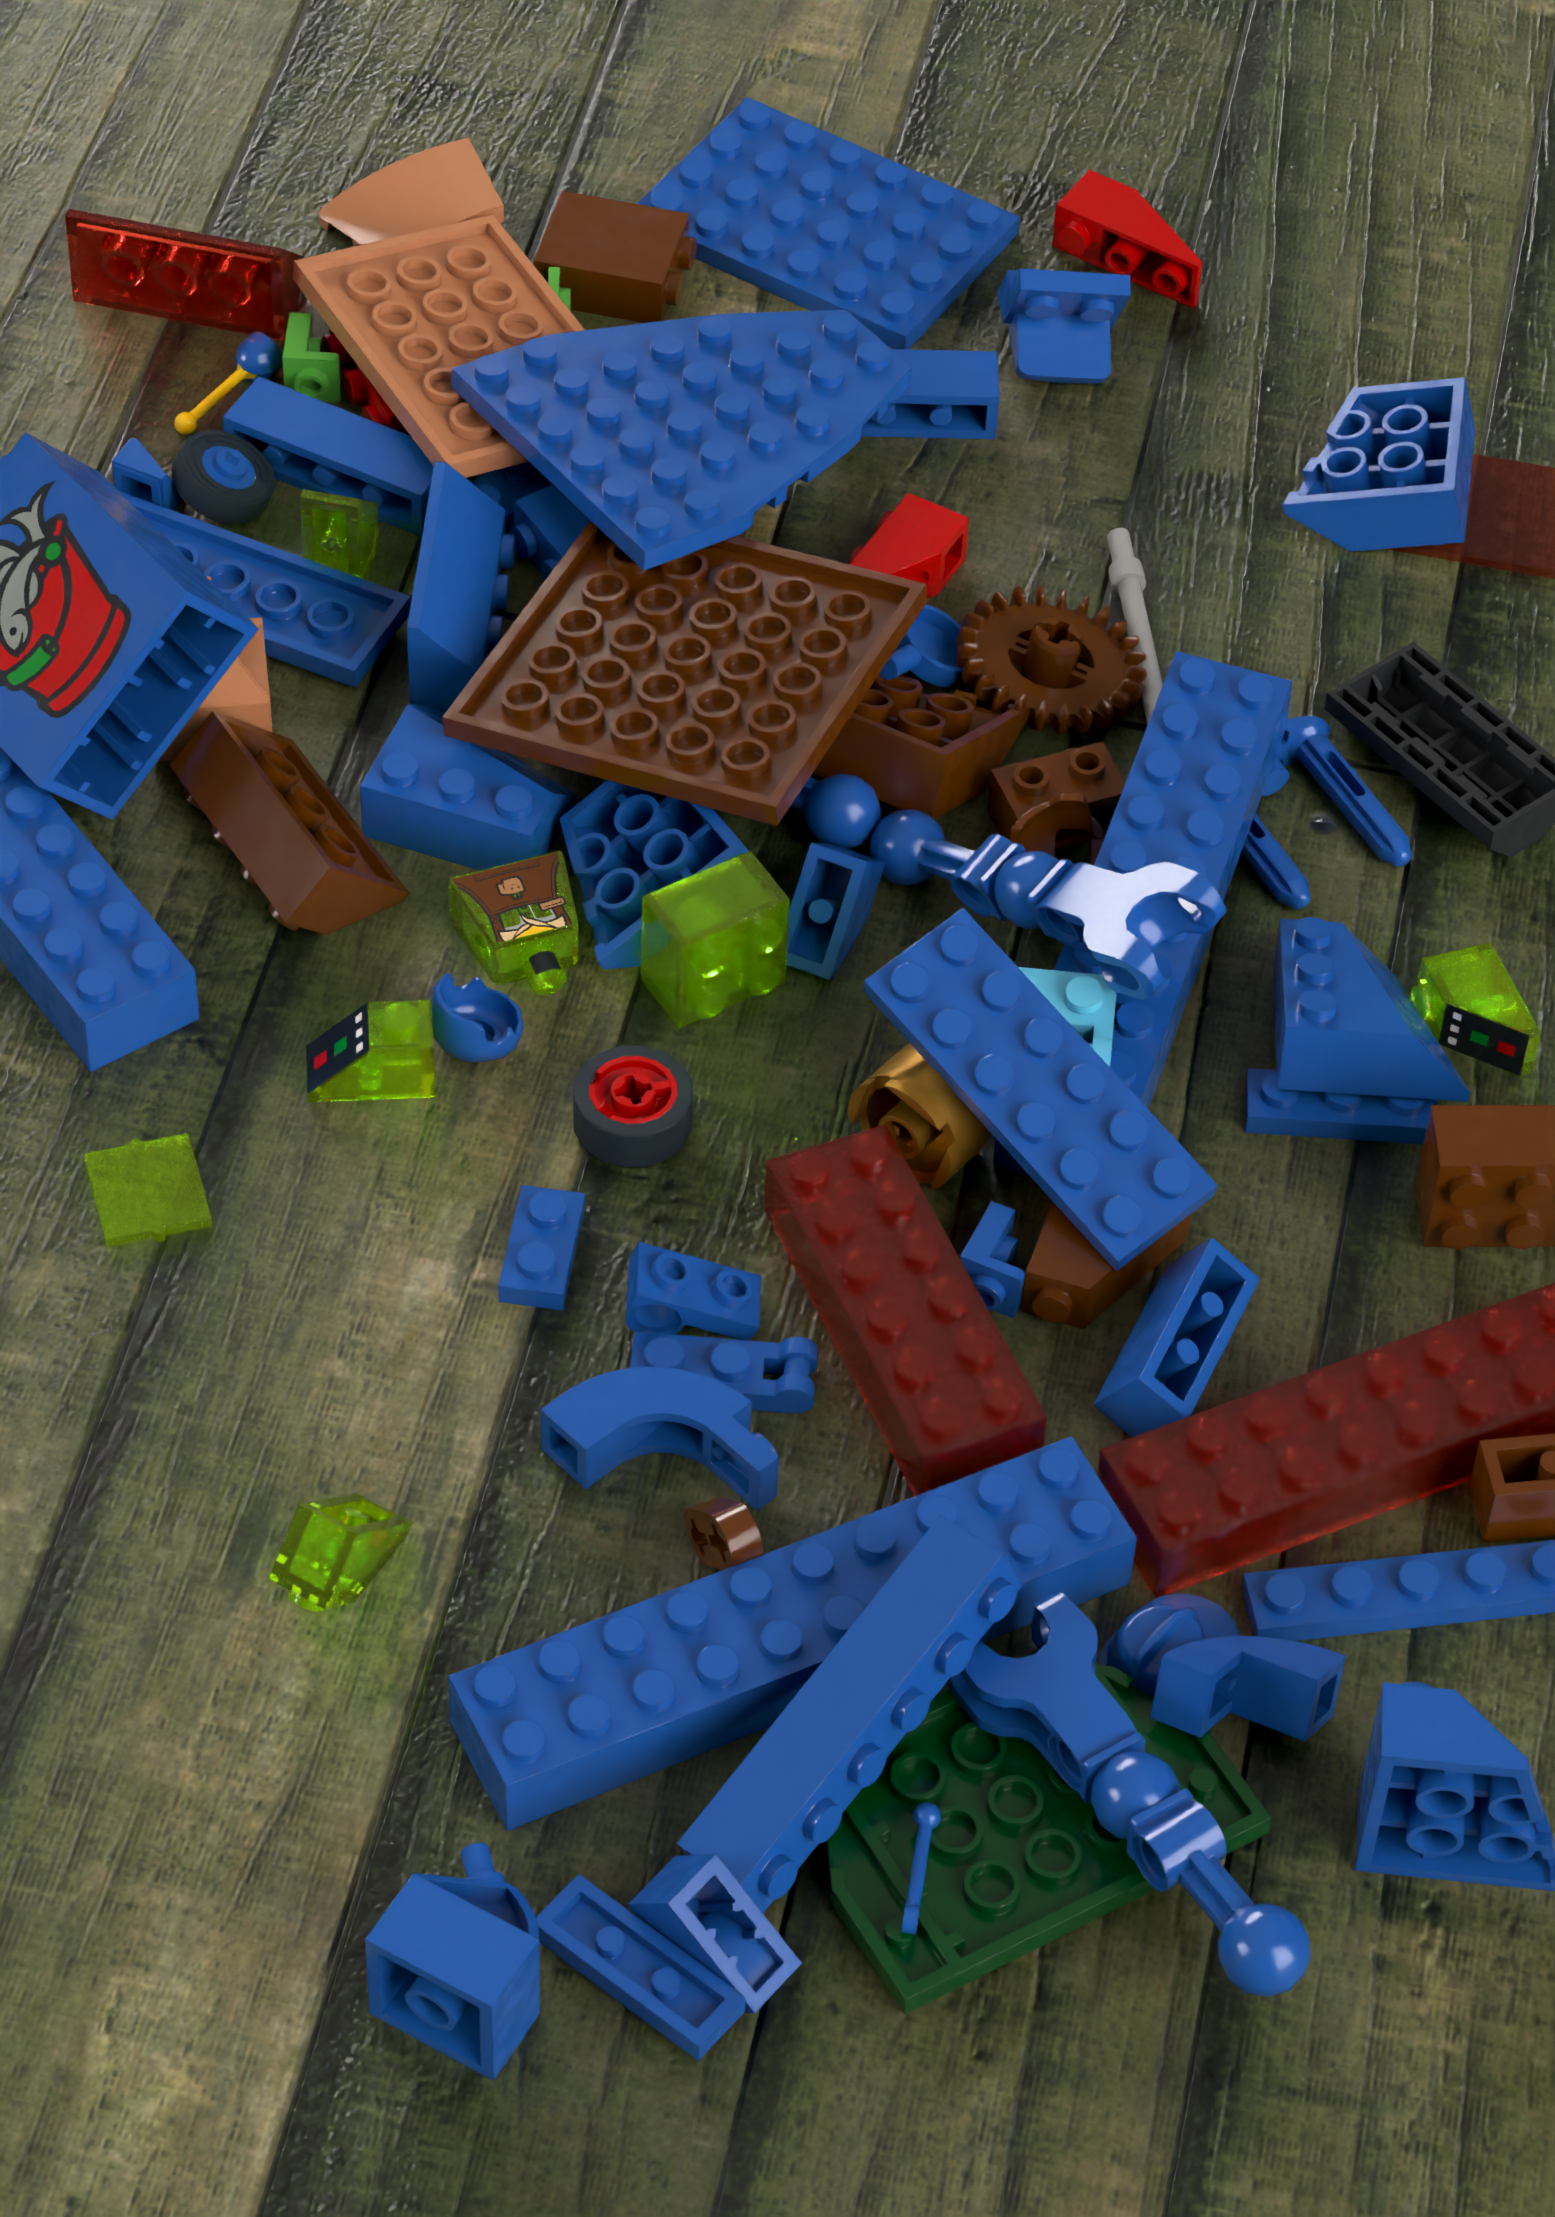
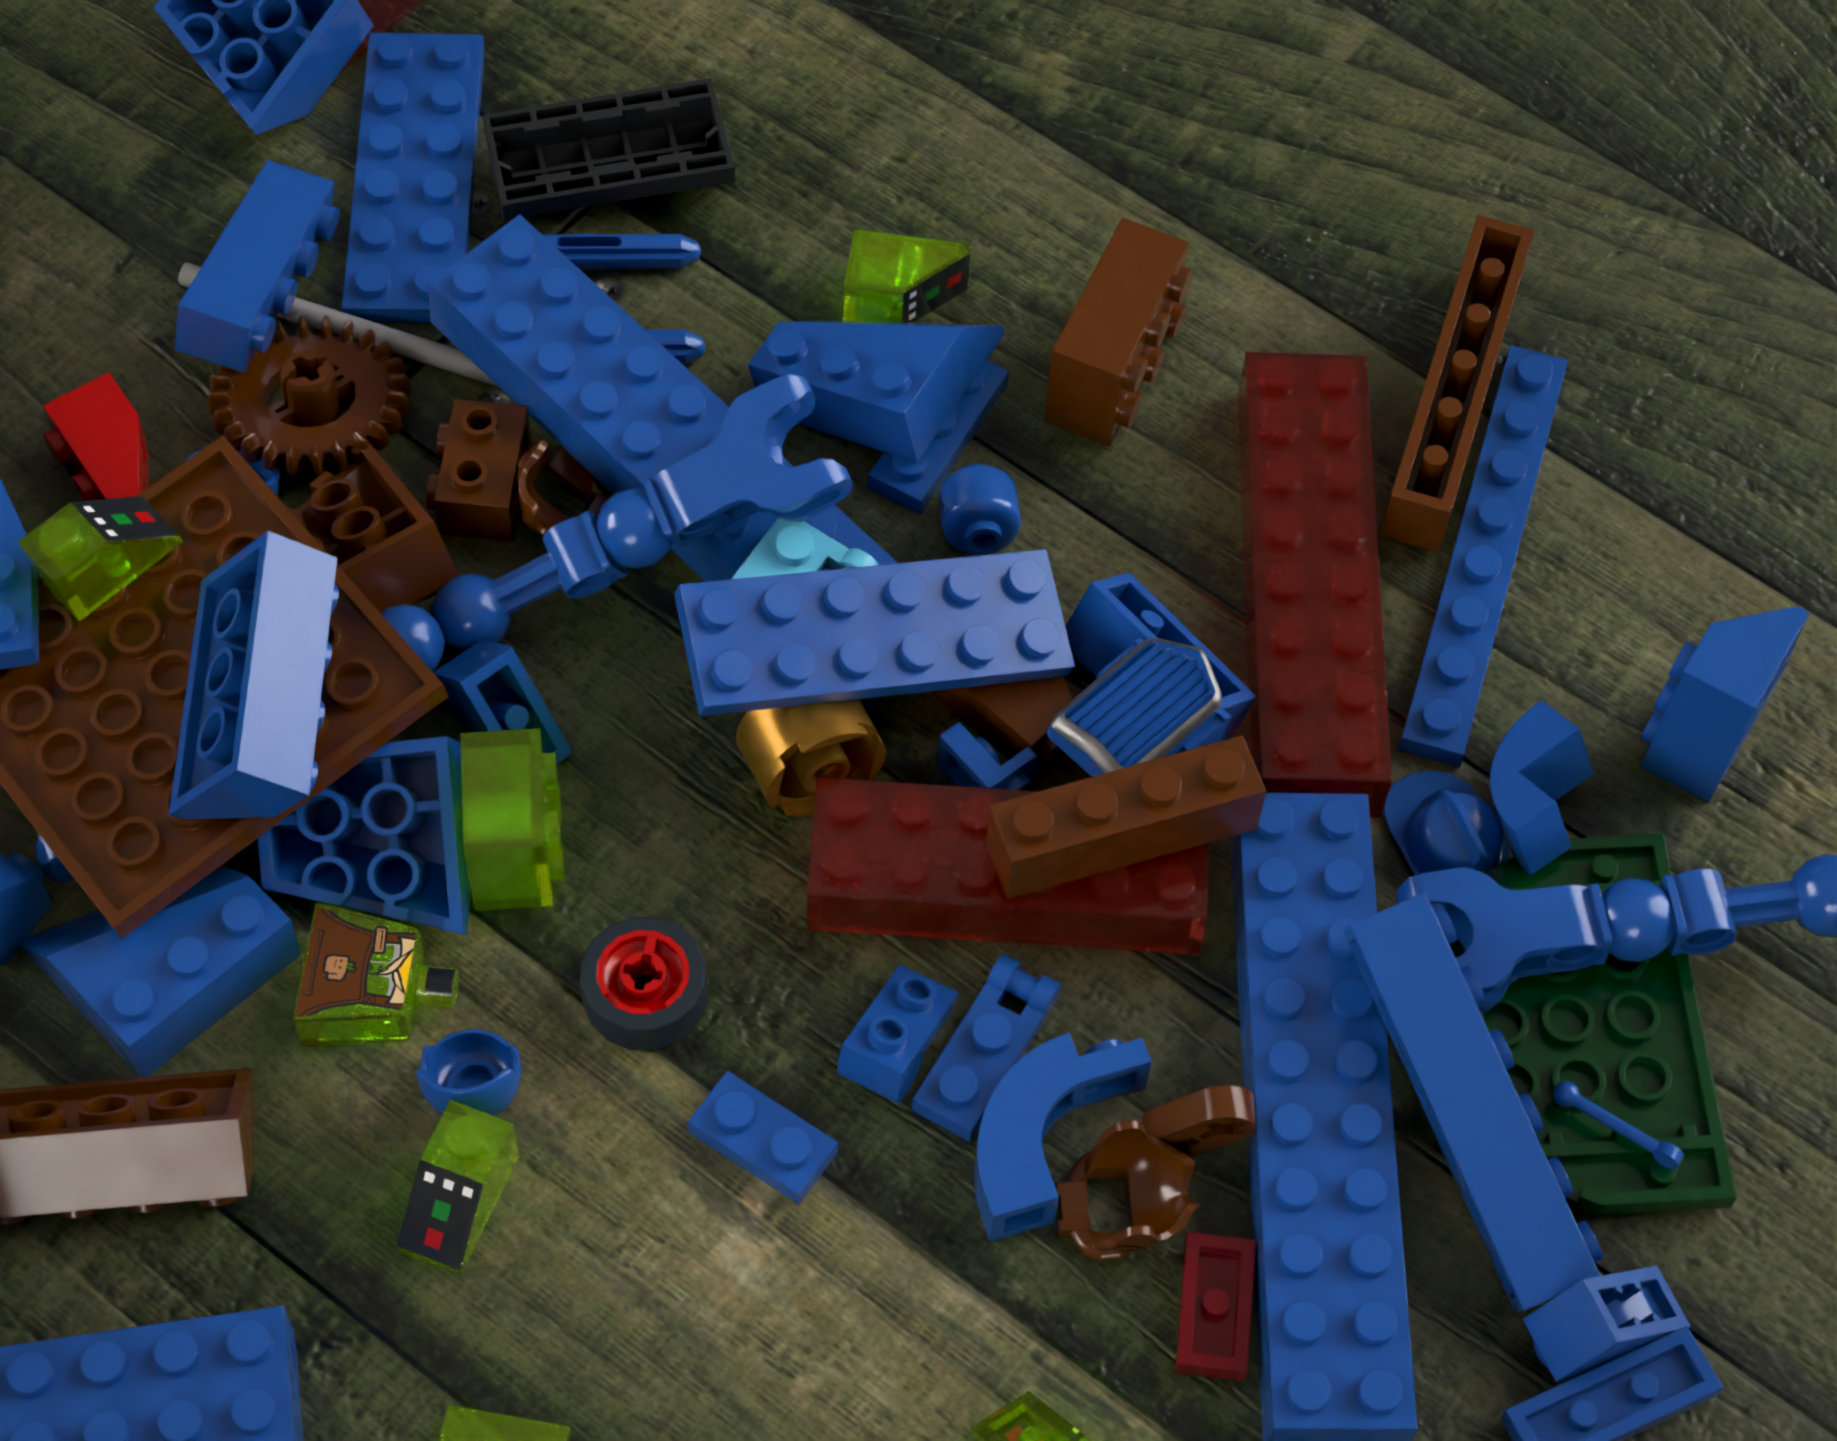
camera: 65 degrees left, 10 degrees up
(554, 1610) = (1215, 1306): none -> dark red plate
(665, 1497) = (1155, 1189): none -> reddish brown helmet
(698, 687) = (256, 682): none -> blue slope
(758, 548) = (97, 549): none -> clear neon green slope
(966, 1333) = (1124, 816): none -> reddish brown brick
(1083, 1329) = (1142, 708): none -> blue piece
(1141, 561) = (256, 267): none -> blue brick
(1264, 1158) = (979, 505): none -> blue head
(1349, 628) = (412, 171): none -> blue plate

